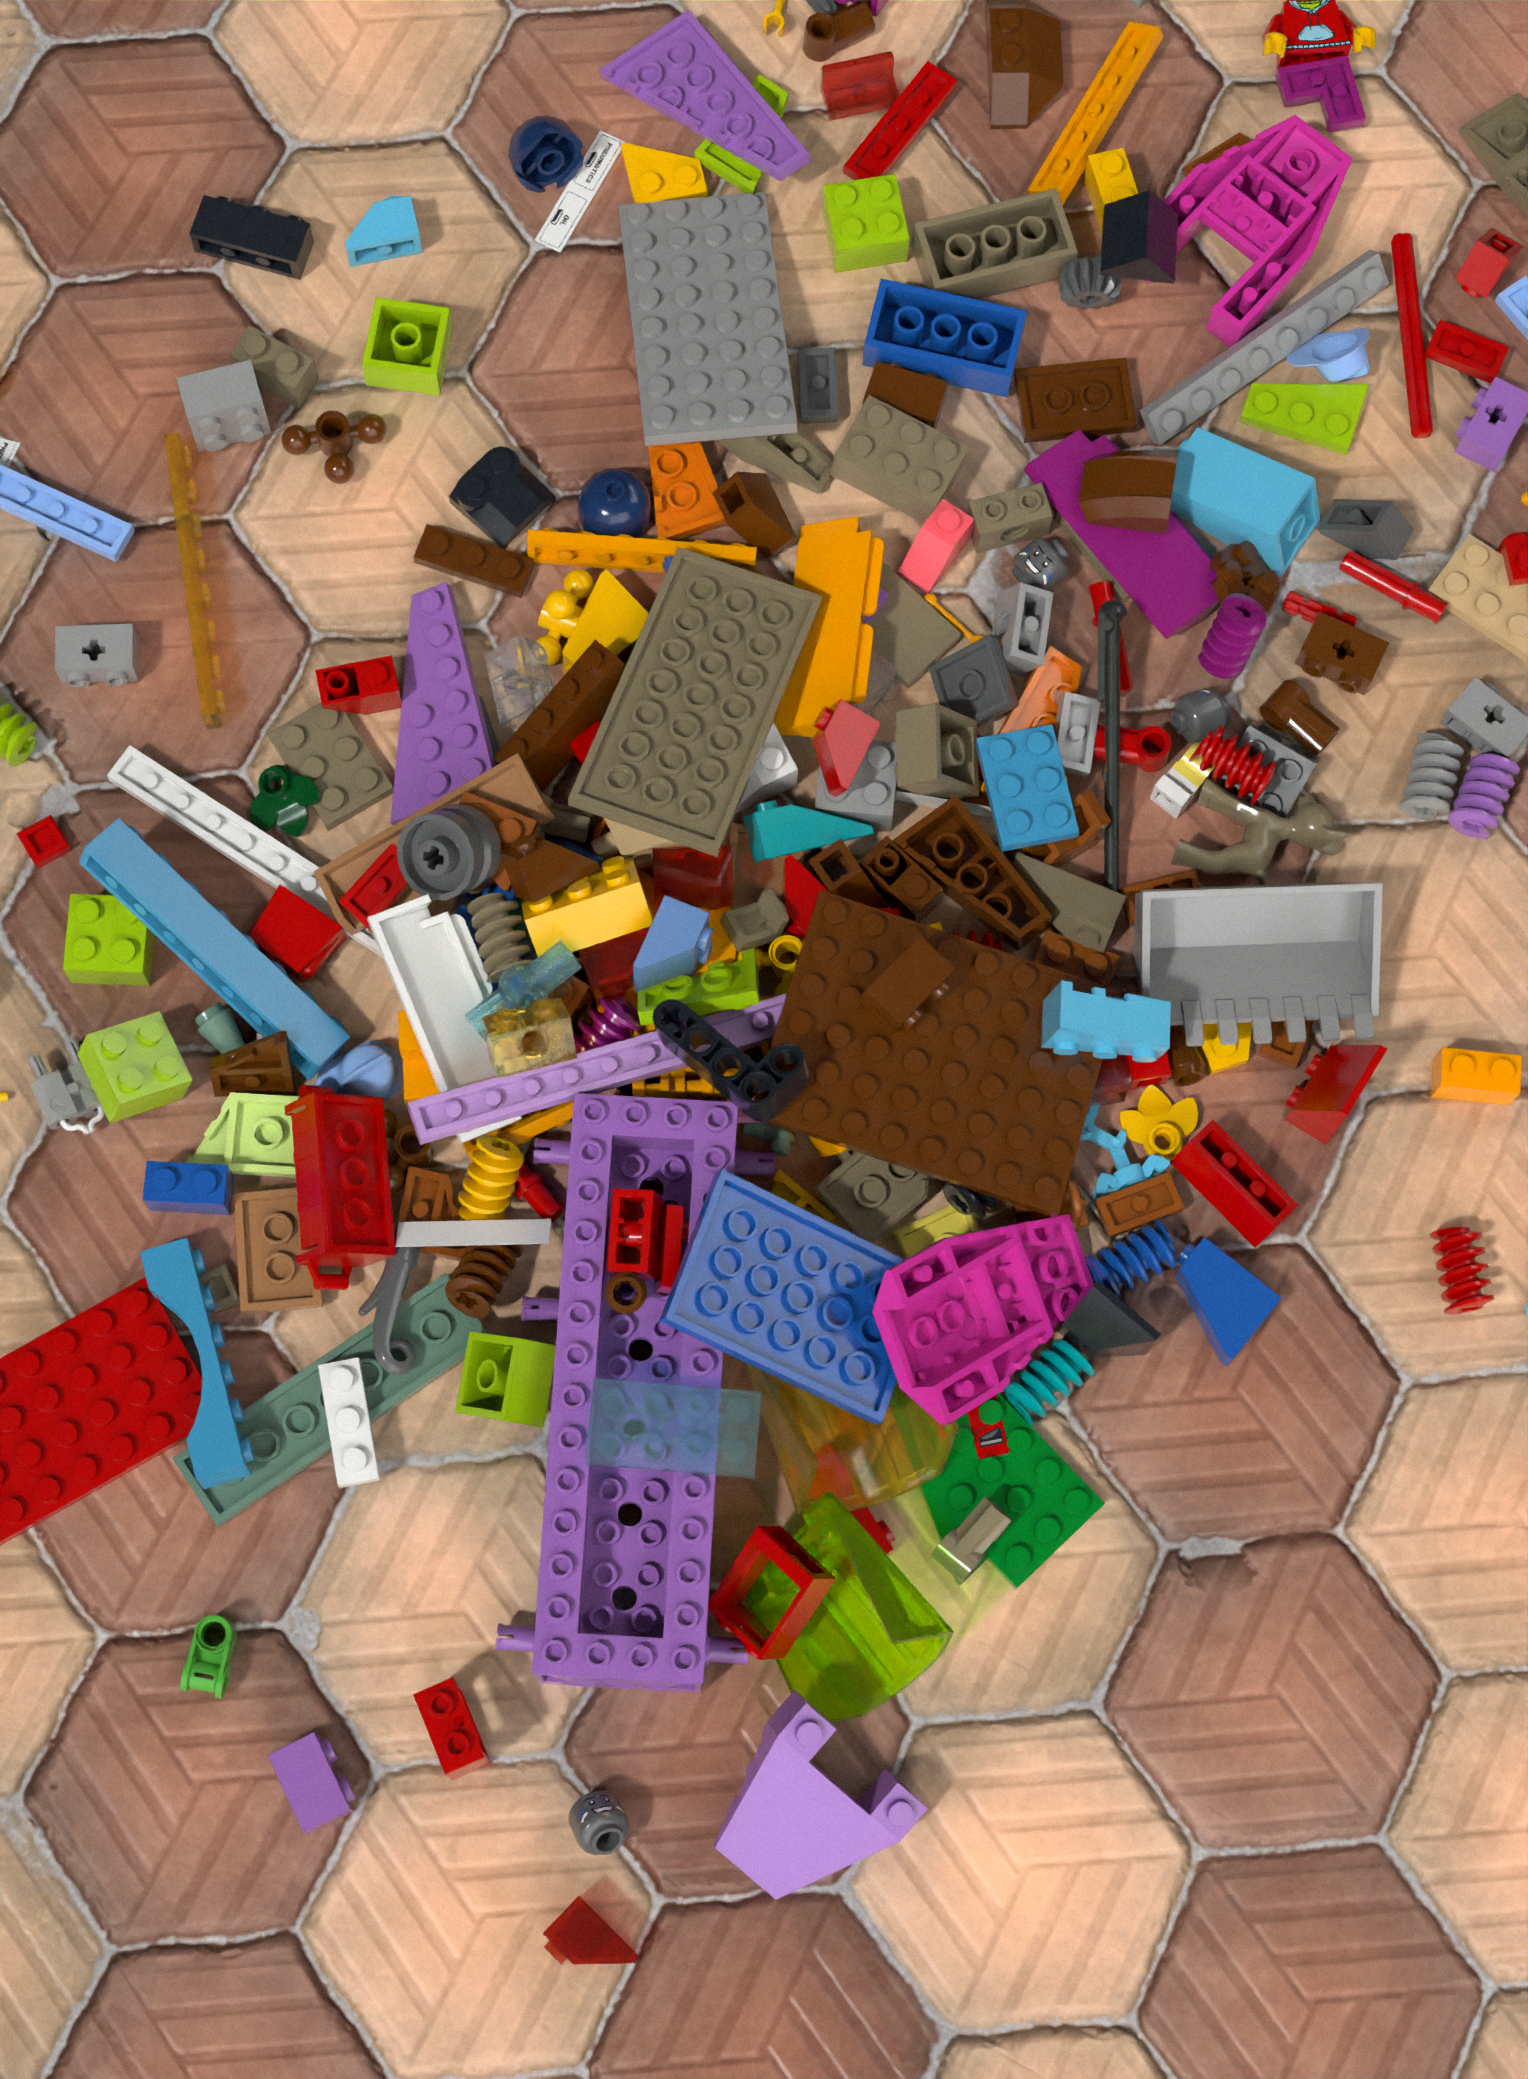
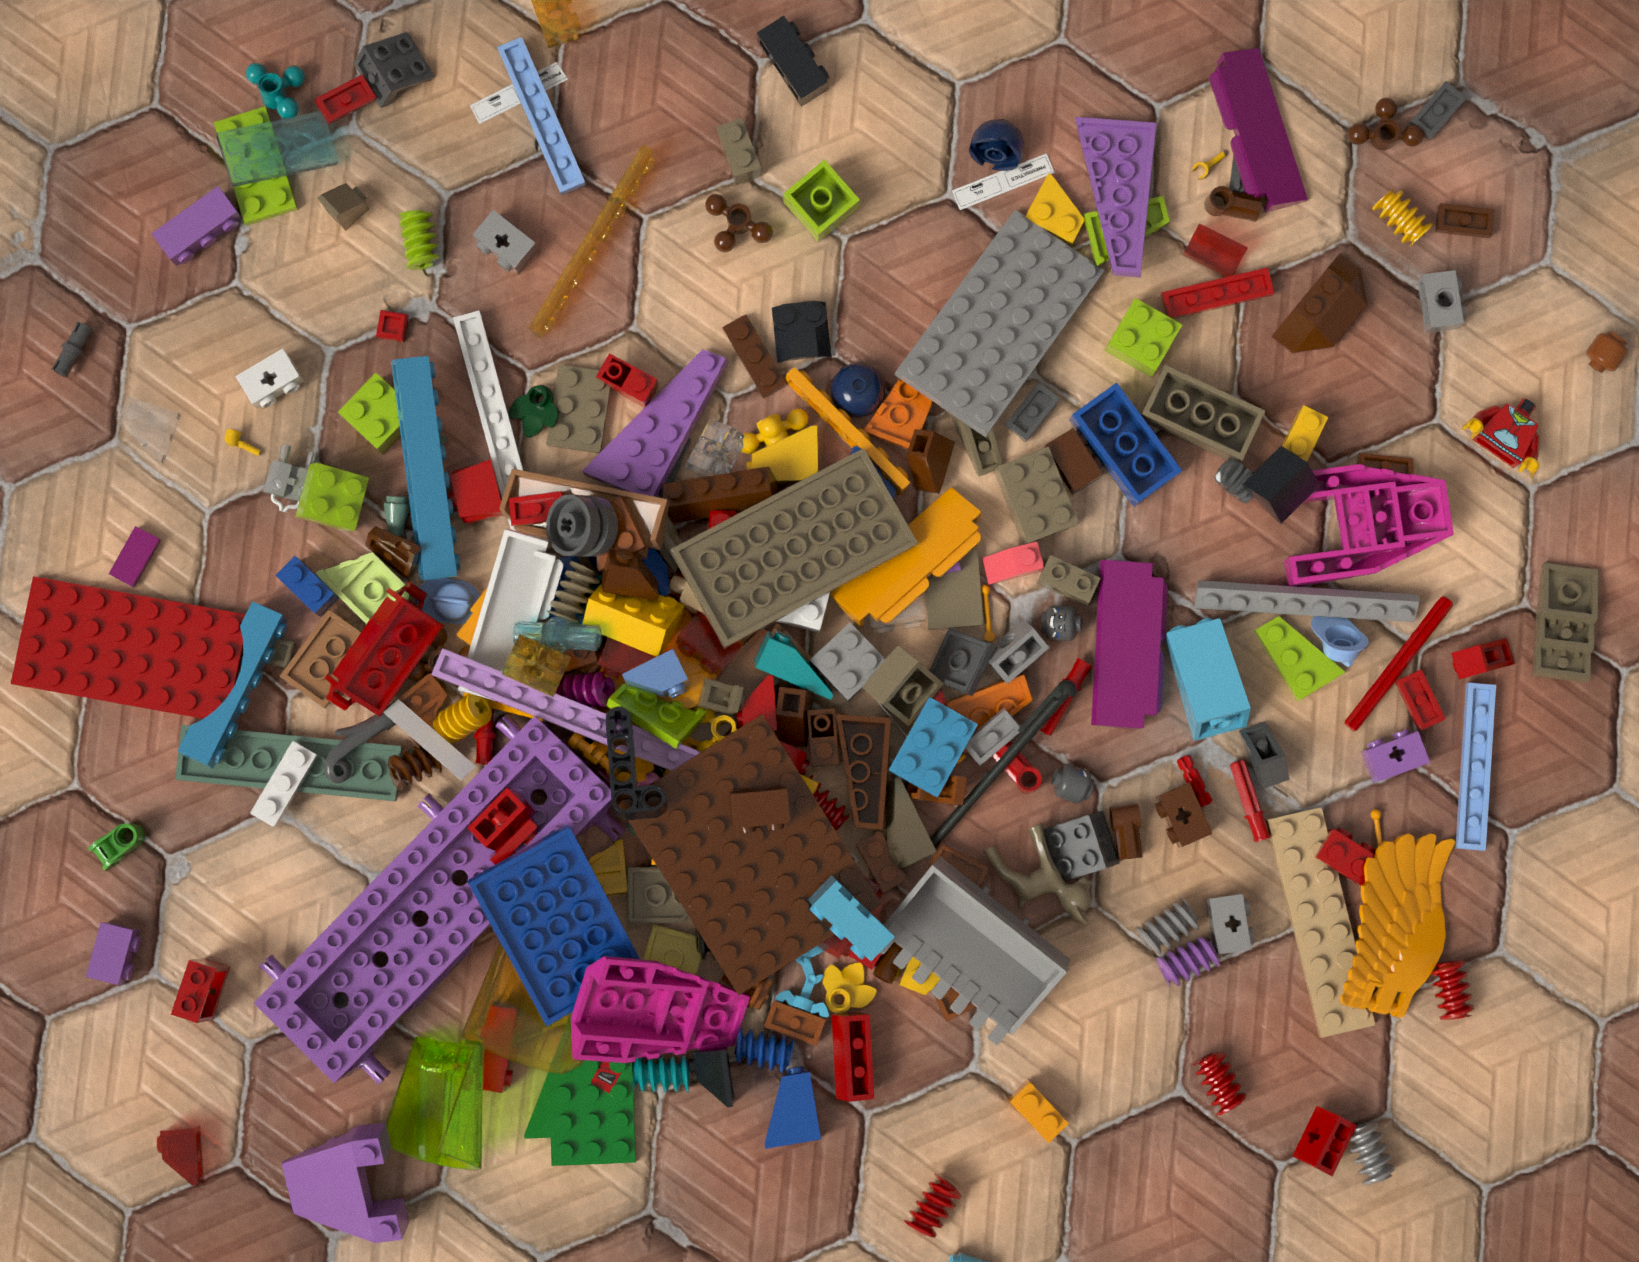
camera: 45 degrees right, 10 degrees up
(224, 406) = (689, 154): light grey brick -> none
(385, 232) = (869, 118): medium azure slope -> none
(506, 1379) = (379, 832): lime brick -> none
(598, 1823) = (236, 1099): dark grey head -> none
(614, 1297) = (464, 849): reddish brown cone -> none
(674, 1428) = (430, 941): clear light blue plate -> none
(797, 1564) = (437, 1062): red window -> none
(842, 743) = (850, 639): slope -> none
(965, 1546) = (540, 1123): dark tan piece -> none
(1074, 397) = (1169, 542): reddish brown plate -> none
(1097, 109) = (1337, 379): light orange plate -> none
(1129, 489) = (1144, 623): reddish brown slope -> none
(1180, 784) = (1032, 812): white leg -> none
(1232, 636) = (1128, 755): magenta piece -> none
(1234, 763) = (1059, 830): red piece -> none
(1240, 564) = (1176, 733): reddish brown plate -> none
(1329, 83) = (1491, 474): magenta plate -> none
(1332, 1088) = (950, 1052): red slope -> none

